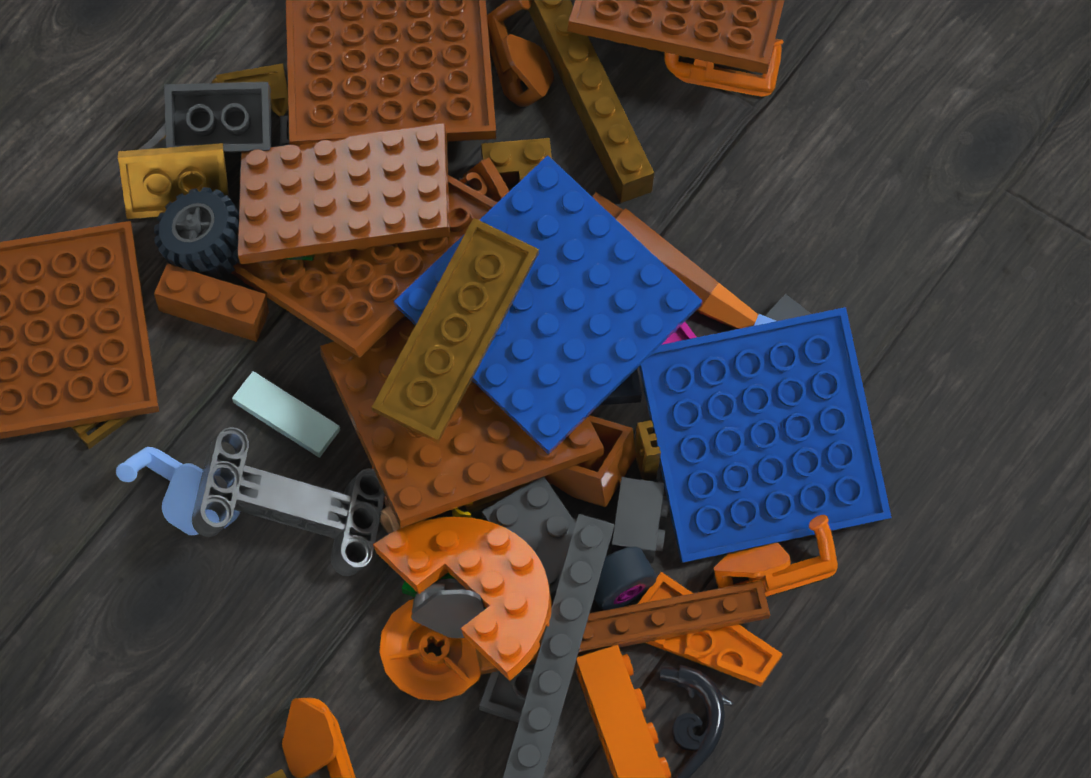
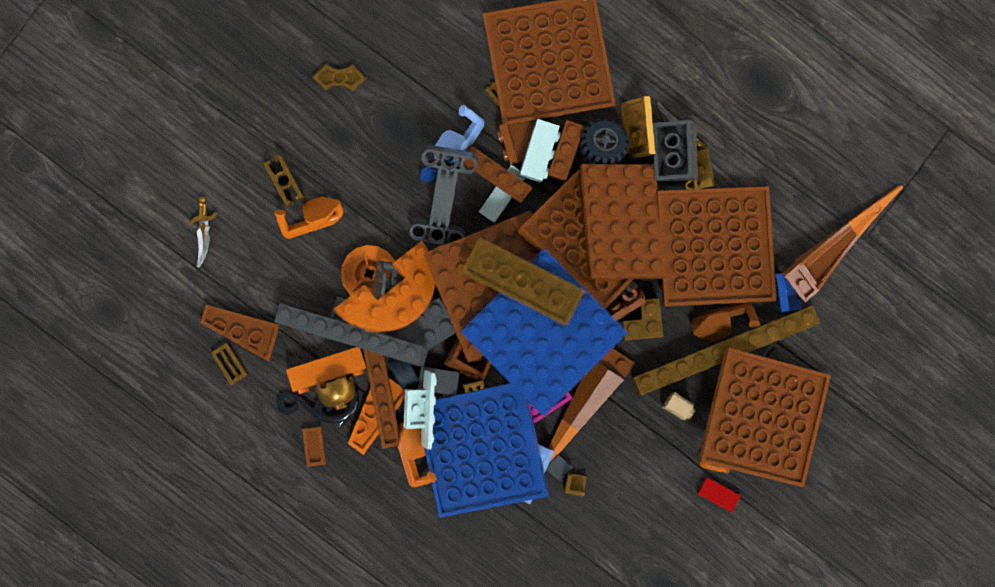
camera: 95 degrees right, 20 degrees up
(47, 730) = (330, 77): none -> pearl gold tile
(190, 380) = (515, 140): none -> dark orange bracket
(208, 343) = (540, 151): none -> light aqua brick
(245, 541) = (428, 174): none -> blue plate
(262, 405) = (499, 176): none -> dark orange plate
(667, 698) = (337, 393): none -> pearl gold cylinder
(670, 117) = (679, 406): none -> tan brick
(692, 538) = (419, 409): none -> light aqua bracket
(770, 751) = (314, 446): none -> dark orange tile
(816, 290) = (575, 484): none -> pearl gold panel
(818, 66) = (719, 494): none -> red tile

